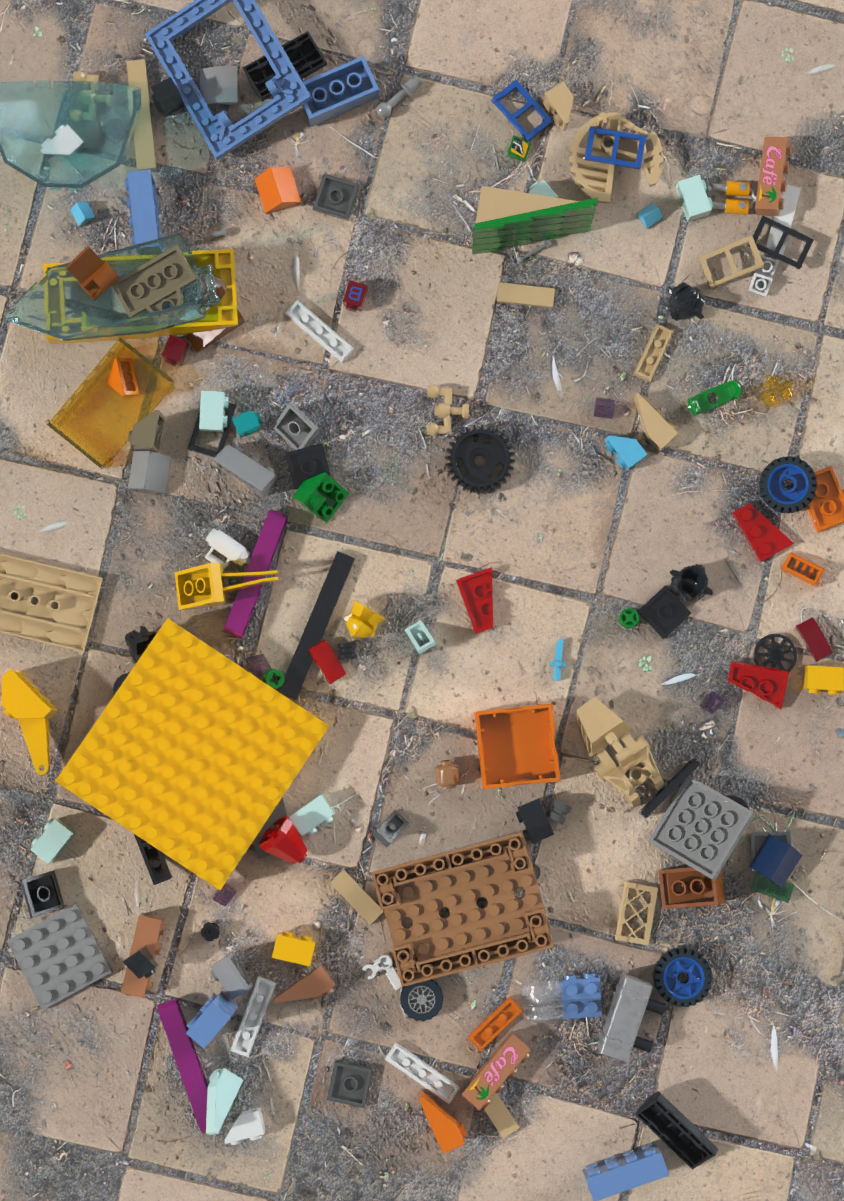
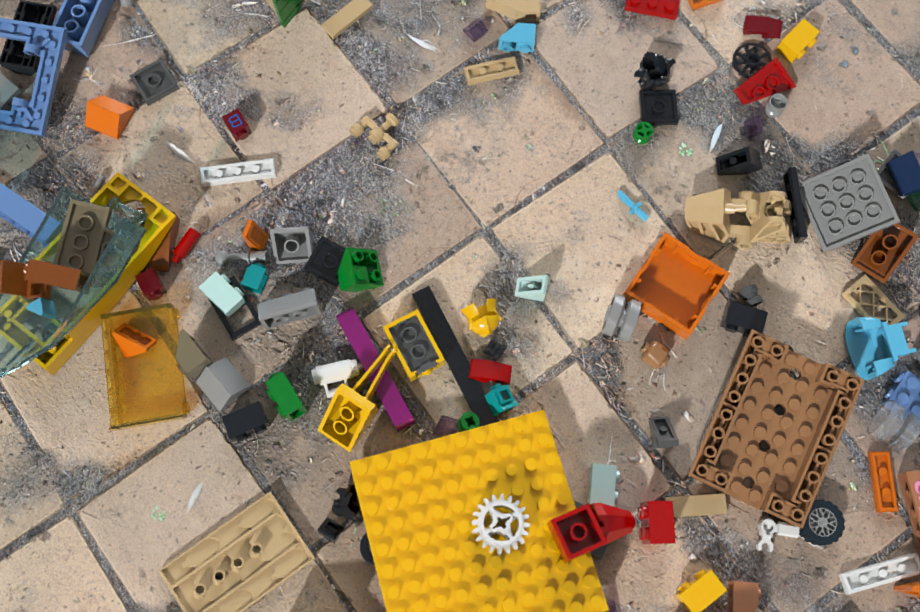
camera: 50 degrees left, 10 degrees down
(83, 302) = (42, 307): none -> medium azure slope
(112, 294) = (55, 275): none -> dark orange slope
(113, 645) = (330, 530): none -> black slope
(136, 515) = (246, 422): none -> black brick
(177, 528) = (282, 391): none -> green brick
(227, 346) = (185, 245): none -> red cylinder
(230, 769) = (516, 513): none -> white gear
(244, 383) = (223, 257): none -> light grey pin
(252, 823) = (576, 533): none -> red brick
(277, 394) = (255, 236): none -> orange slope
(296, 588) = (414, 345): none -> dark grey piece
(311, 687) = (500, 399): none -> teal window
(316, 877) = (656, 522): none -> red brick
(451, 725) = (619, 317): none -> light grey wheel
(478, 600) = (536, 223): red wing -> none
(493, 453) = (440, 126): black gear -> none
(579, 451) = (491, 70): none -> tan tile
(597, 938) = (874, 349): none -> medium azure piece
(668, 715) = (739, 162): none -> black slope
(750, 706) = (775, 105): none -> light grey wheel

